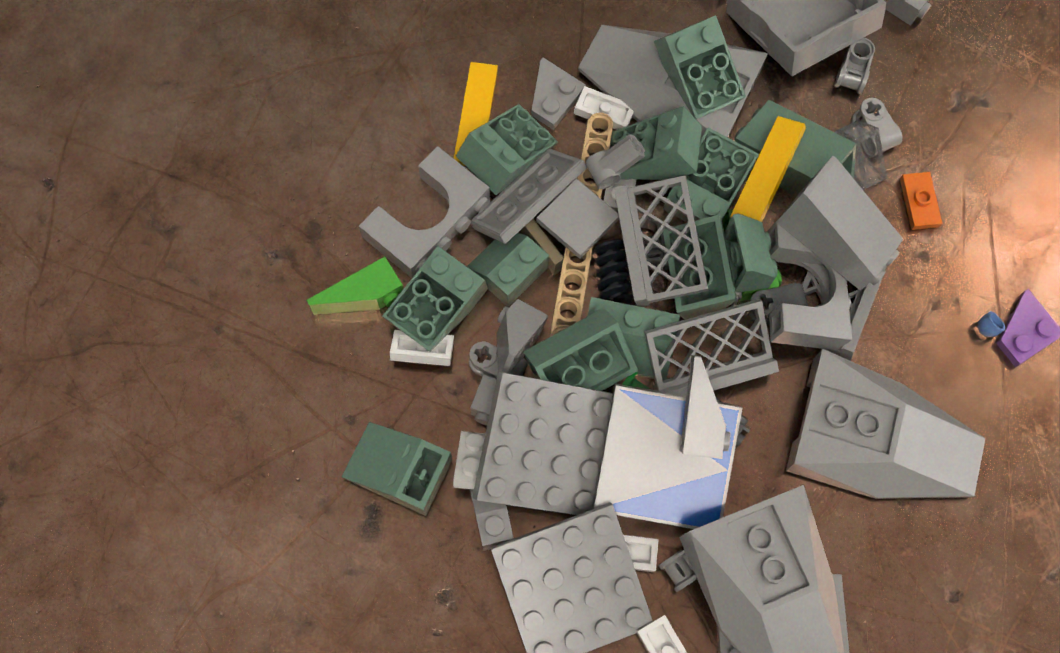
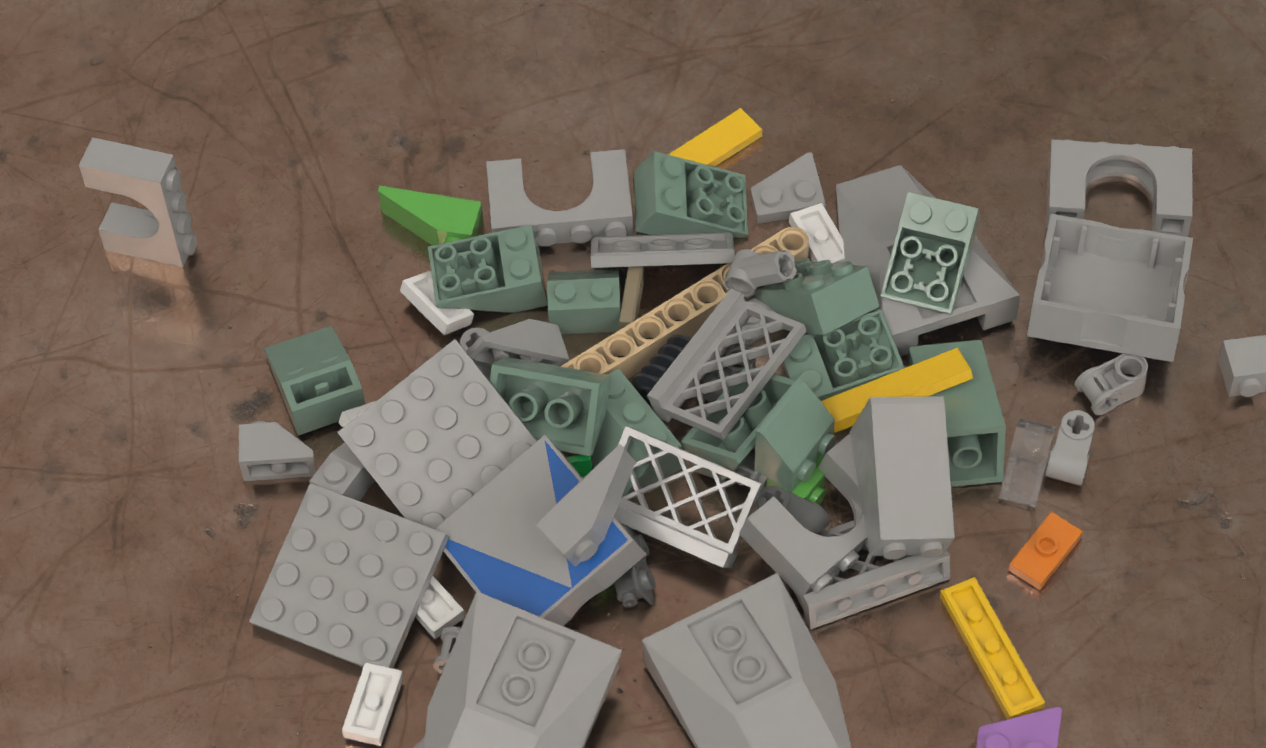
camera: 50 degrees right, 15 degrees down
(162, 455) = (151, 179): none -> light grey arch
(425, 544) = (273, 453): none -> light grey slope
(578, 218) = (678, 296): light grey tile -> none
(954, 285) = (992, 649): none -> yellow tile
(990, 325) = (985, 705): medium blue hinge -> none

